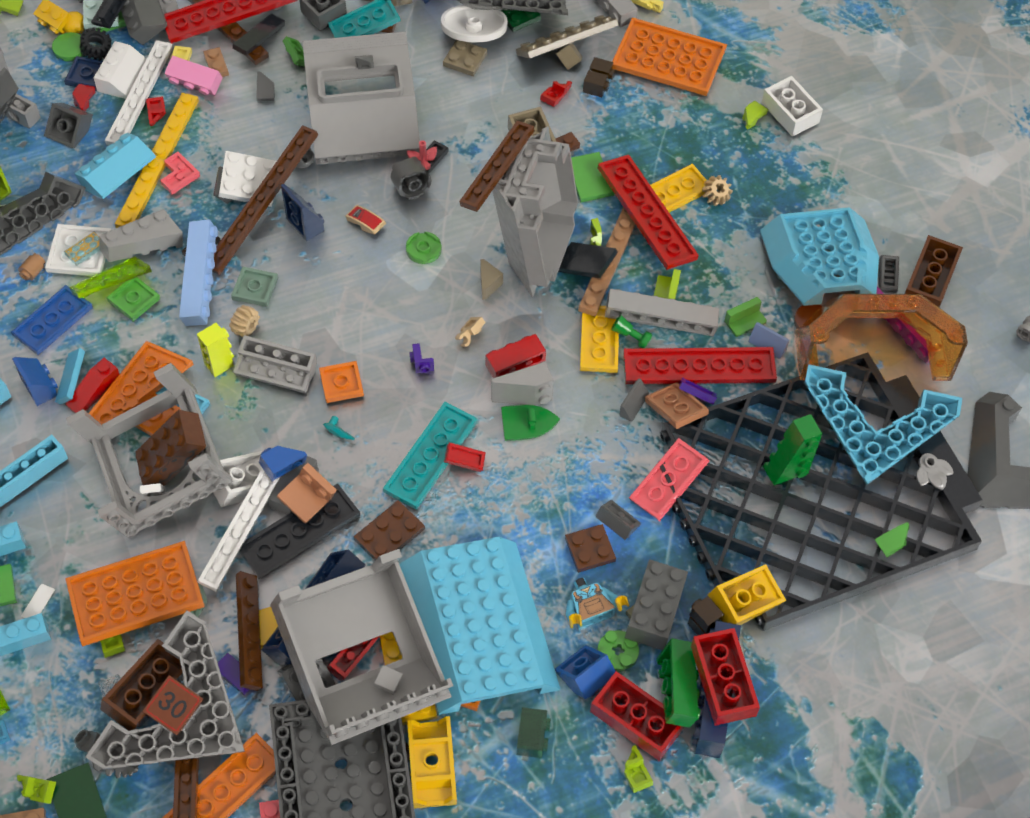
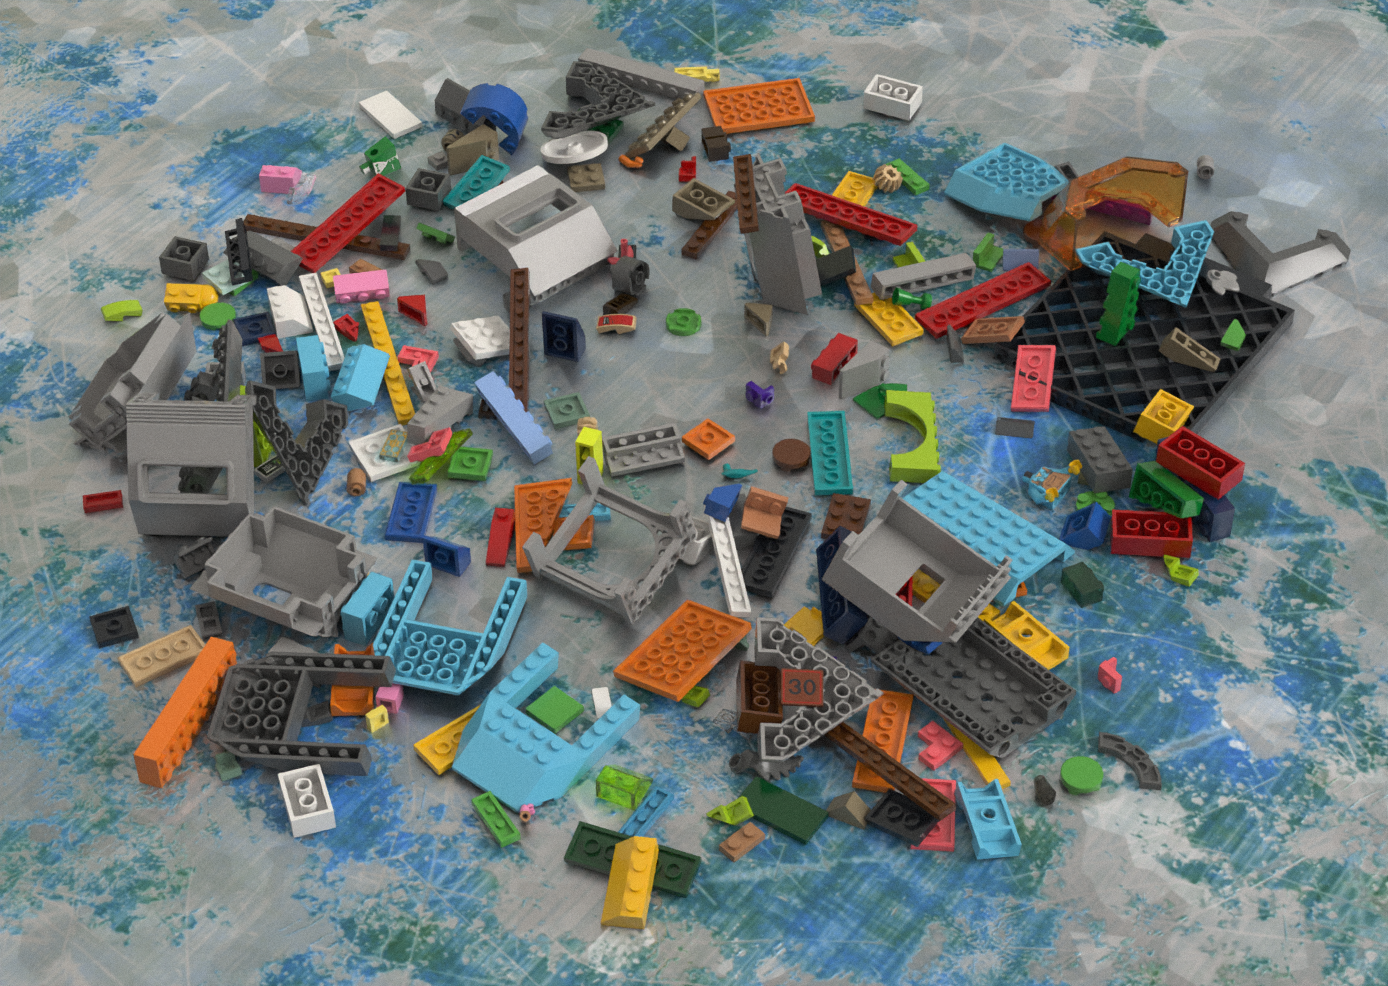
camera: 30 degrees left, 15 degrees down
(70, 376) = (471, 538): medium azure tile -> none
(85, 136) = (313, 368): none -> medium azure brick
(95, 36) = (244, 301): black tyre -> none
(107, 269) = (434, 447): none -> coral plate
(153, 489) = (632, 571): white tile -> none
(161, 195) = (422, 380): none -> light grey slope
(170, 448) = (623, 534): reddish brown brick -> none
(220, 118) = (413, 307): none -> red slope
(248, 631) = (796, 622): reddish brown plate -> none
(364, 62) = (531, 195): dark grey slope -> none
(379, 209) = (619, 305): none -> dark brown slope
(388, 679) = (954, 588): light grey tile -> none
(396, 437) = (791, 454): none -> reddish brown tile
(464, 457) = (859, 440): red tile -> none
(497, 513) = (917, 410): none -> lime arch
(512, 61) = (636, 163): none -> orange arm
(590, 548) = (1012, 454): reddish brown plate -> none
(698, 391) = (998, 313): dark purple tile -> none
(704, 615) = (1143, 446): dark brown piece -> none
(741, 196) = (911, 179): none -> bright green plate
(753, 112) = (864, 117): lime slope -> none
(832, 535) = (1187, 351): none -> dark tan slope
(934, 269) = (1099, 150): reddish brown brick -> none

